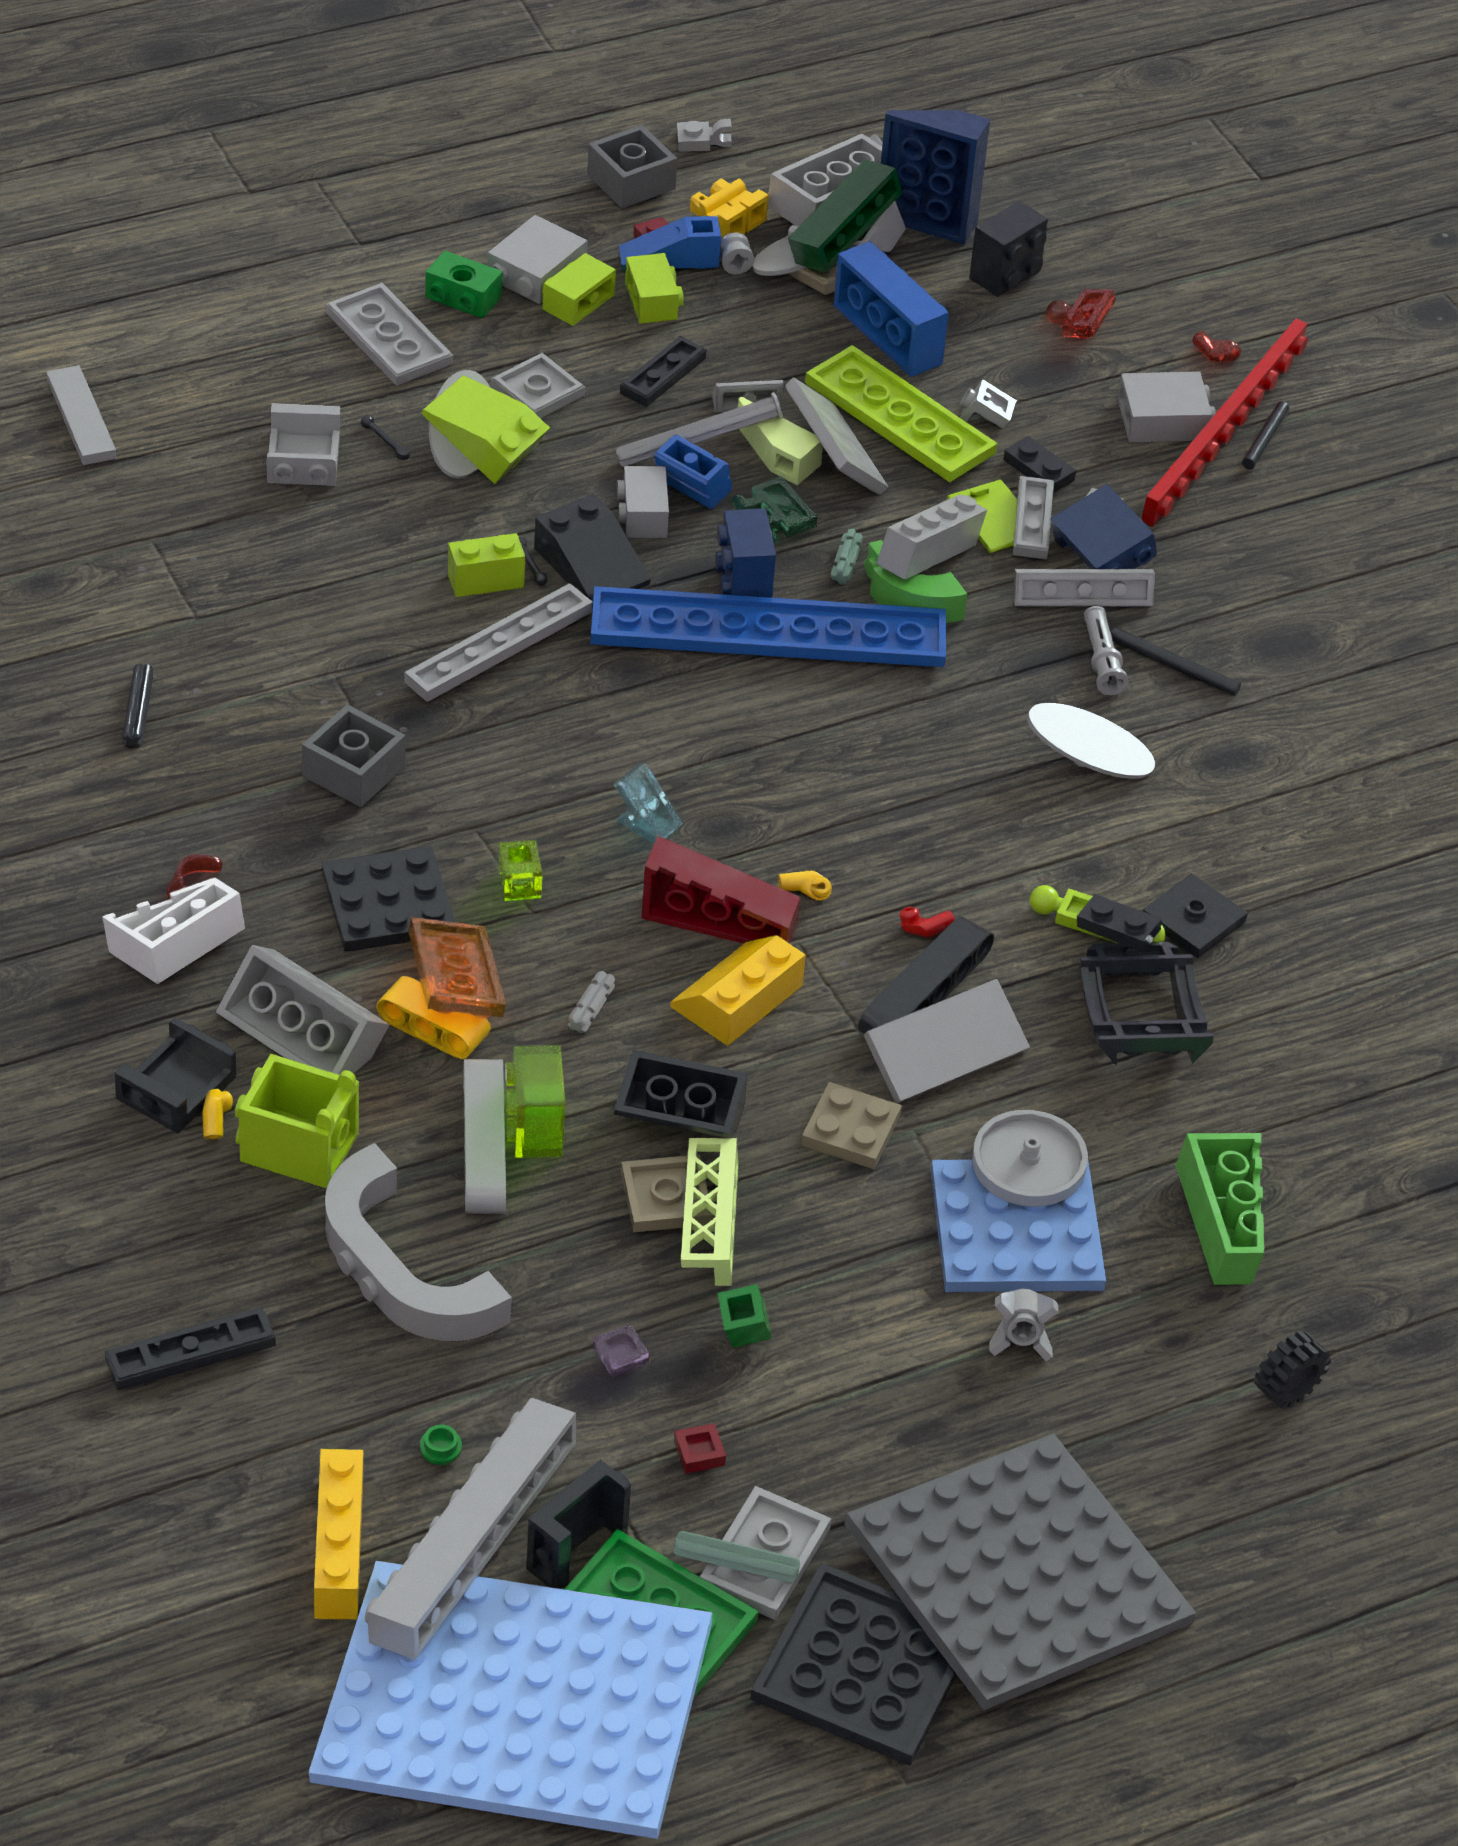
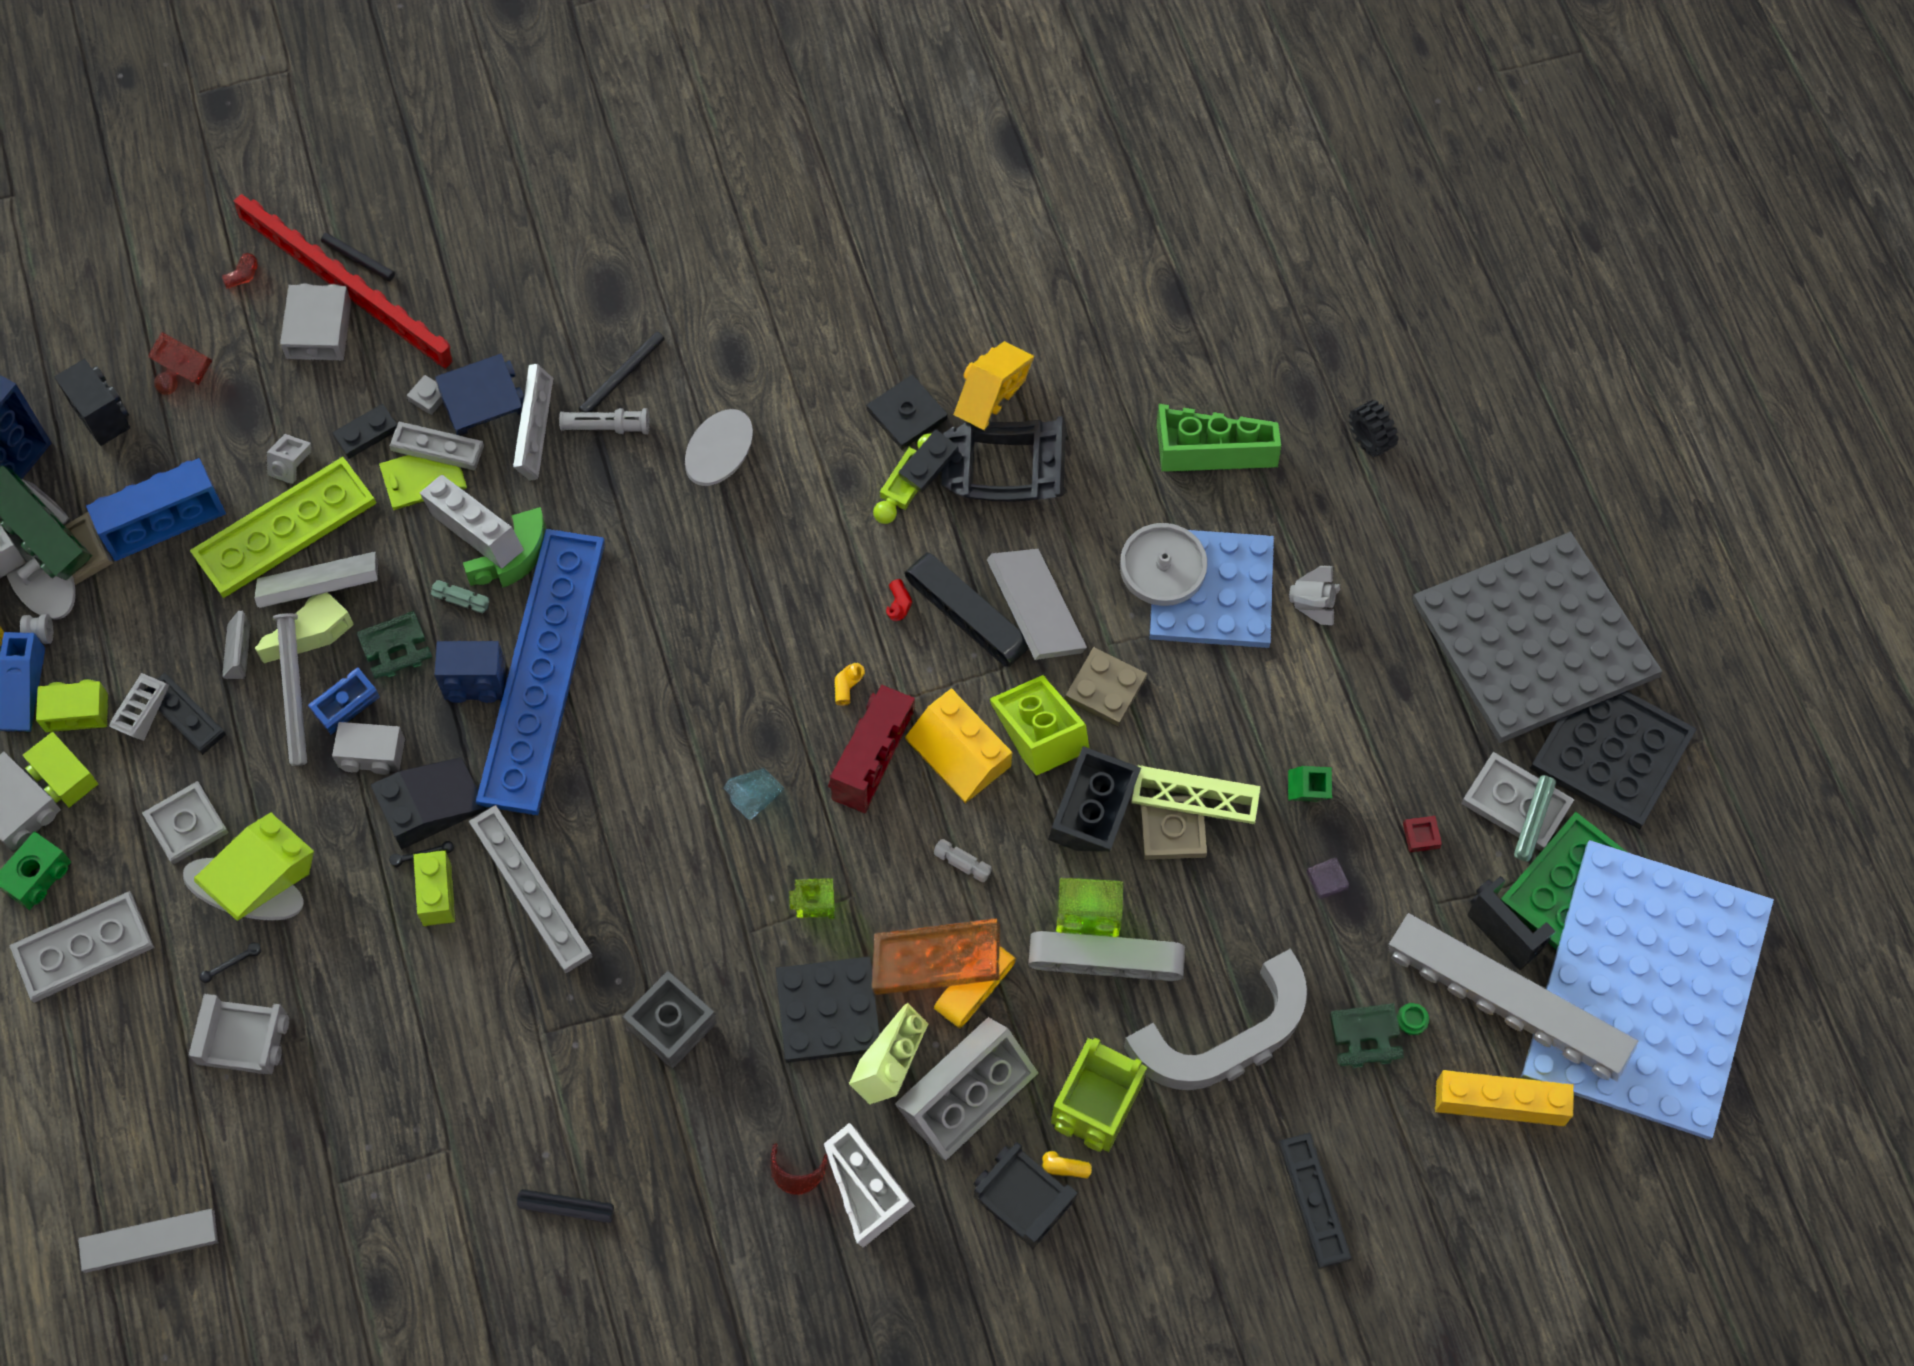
camera: 80 degrees left, 20 degrees up
(336, 944) = (889, 1057): none -> yellowish green slope
(424, 1391) = (1365, 1025): none -> clear green plate
(657, 332) = (126, 710): none -> light grey slope
(781, 1057) = (1041, 724): none -> lime slope
(1249, 968) = (990, 380): none -> yellow wedge

